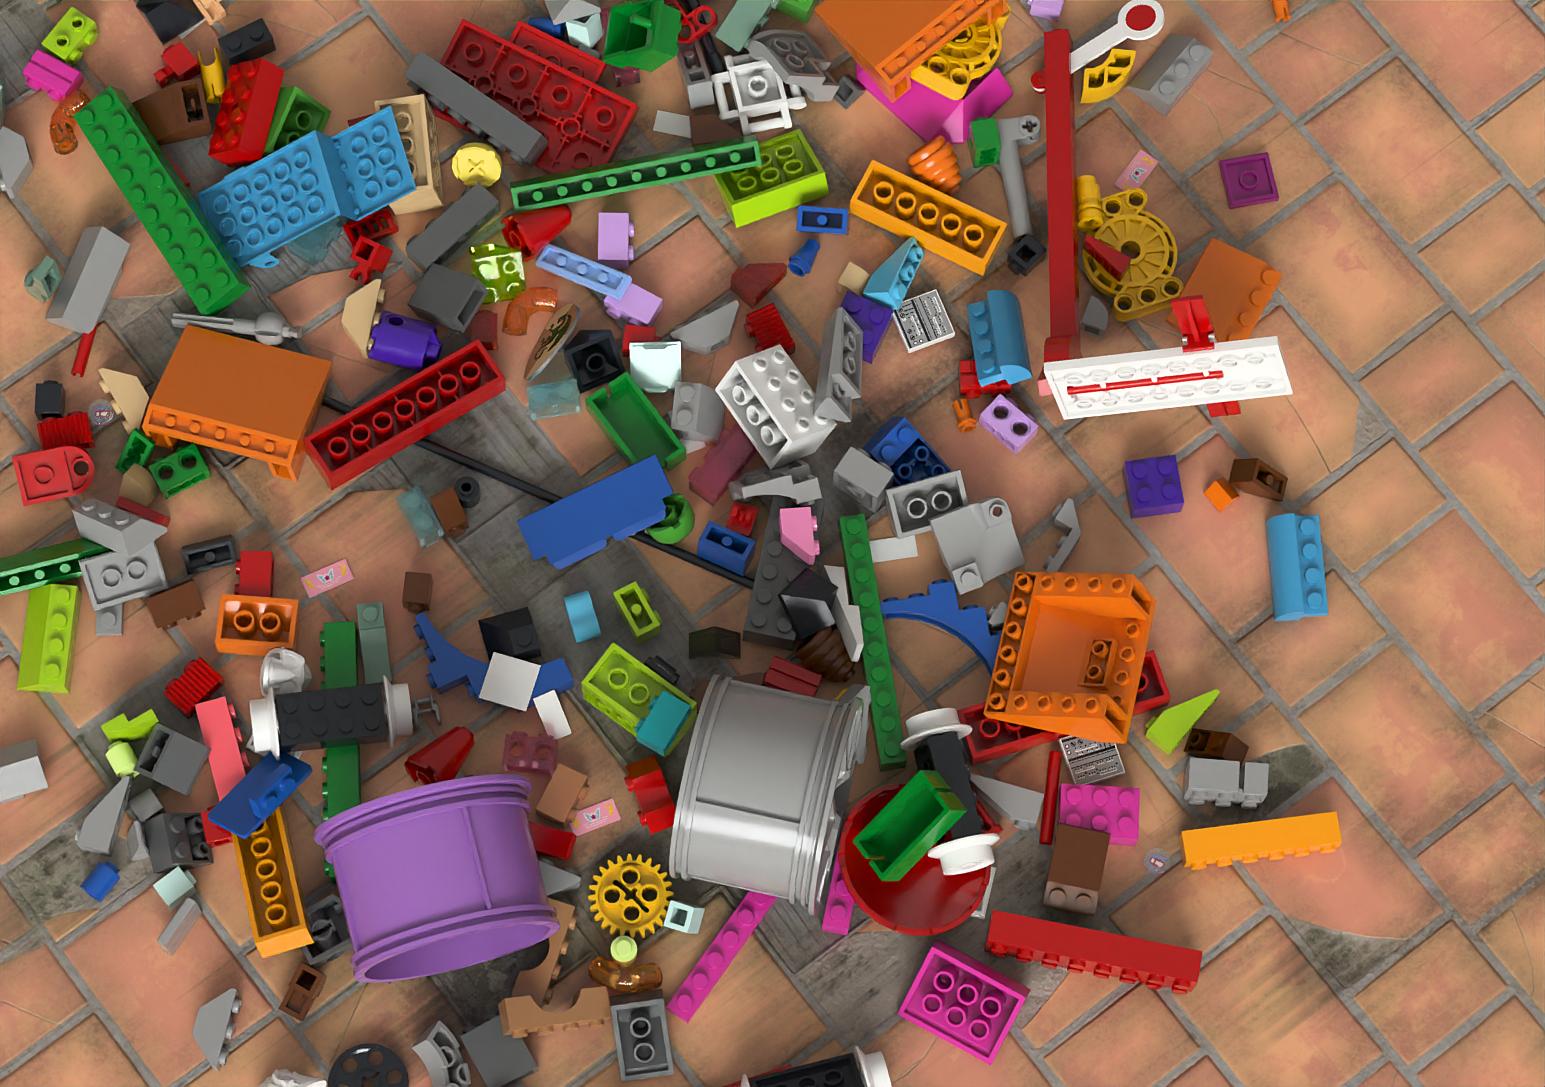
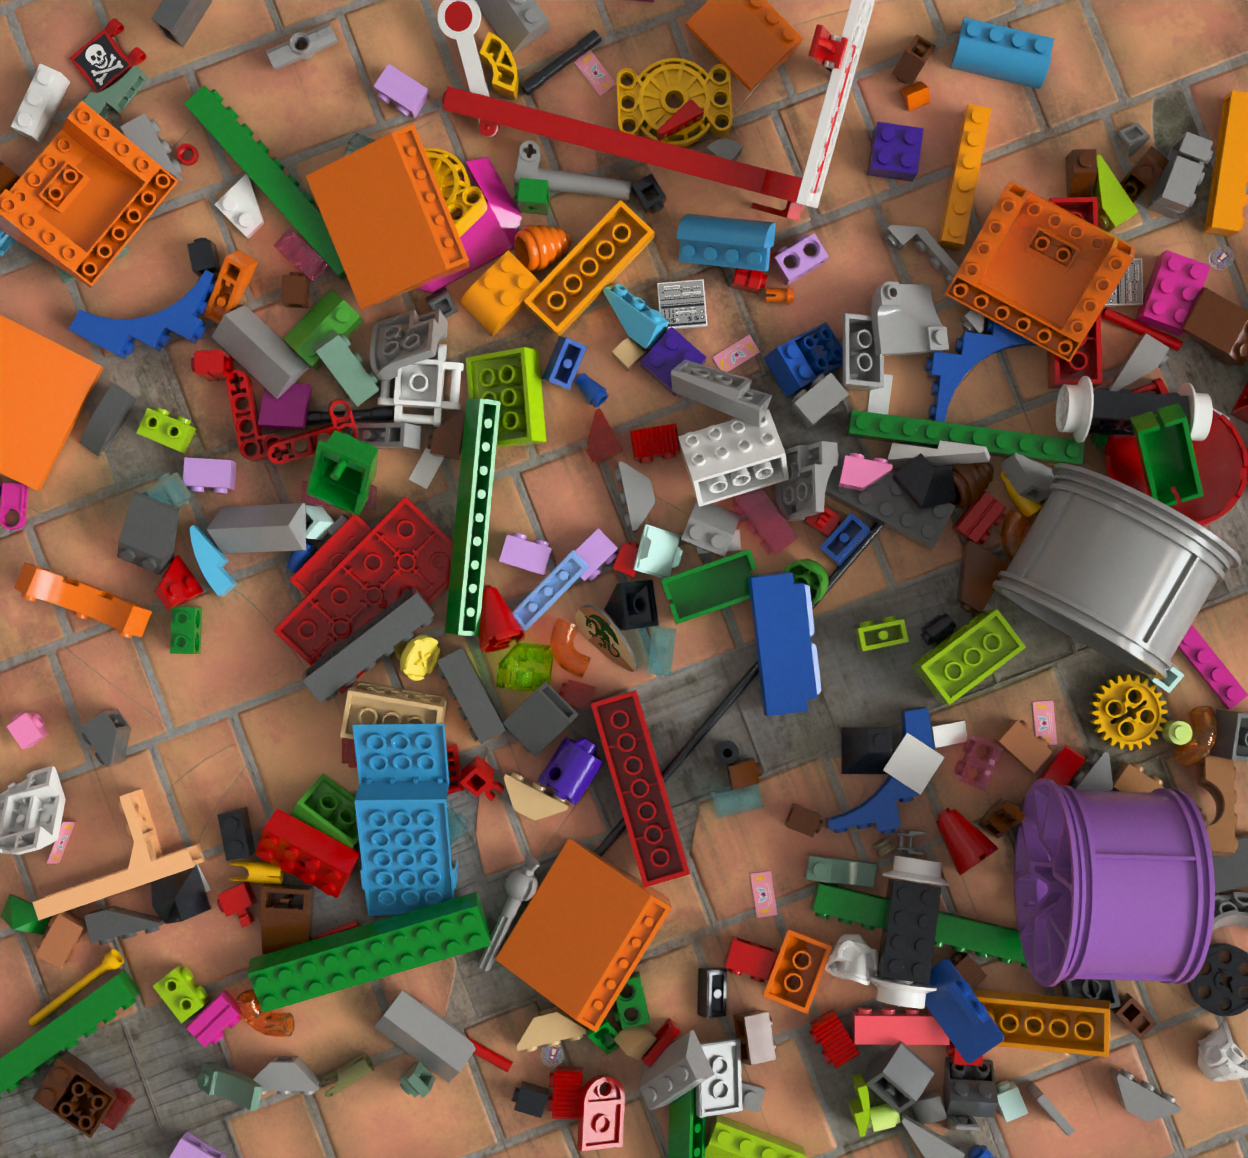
camera: 70 degrees left, 15 degrees up
(29, 218) = (349, 1073): none -> olive piece
(304, 803) = (968, 968): none -> reddish brown brick
(414, 681) = (883, 846): none -> dark tan bush
(582, 616) = (867, 683): medium azure axle -> none
(651, 793) = (1045, 668): red brick -> none
(662, 723) = (1012, 644): teal brick -> none
(714, 644) = (924, 575): clear smoke slope -> none
(875, 137) = (499, 293): none -> light orange brick
(889, 392) = (736, 354): none -> bright pink sticker
(1088, 198) = (617, 119): yellow axle -> none
(1110, 119) = (581, 47): none -> black piece
(1157, 562) = (964, 177): none -> light orange brick
(1193, 683) = (1081, 172): none -> reddish brown slope
(1253, 730) = (1133, 138): none -> light grey slope

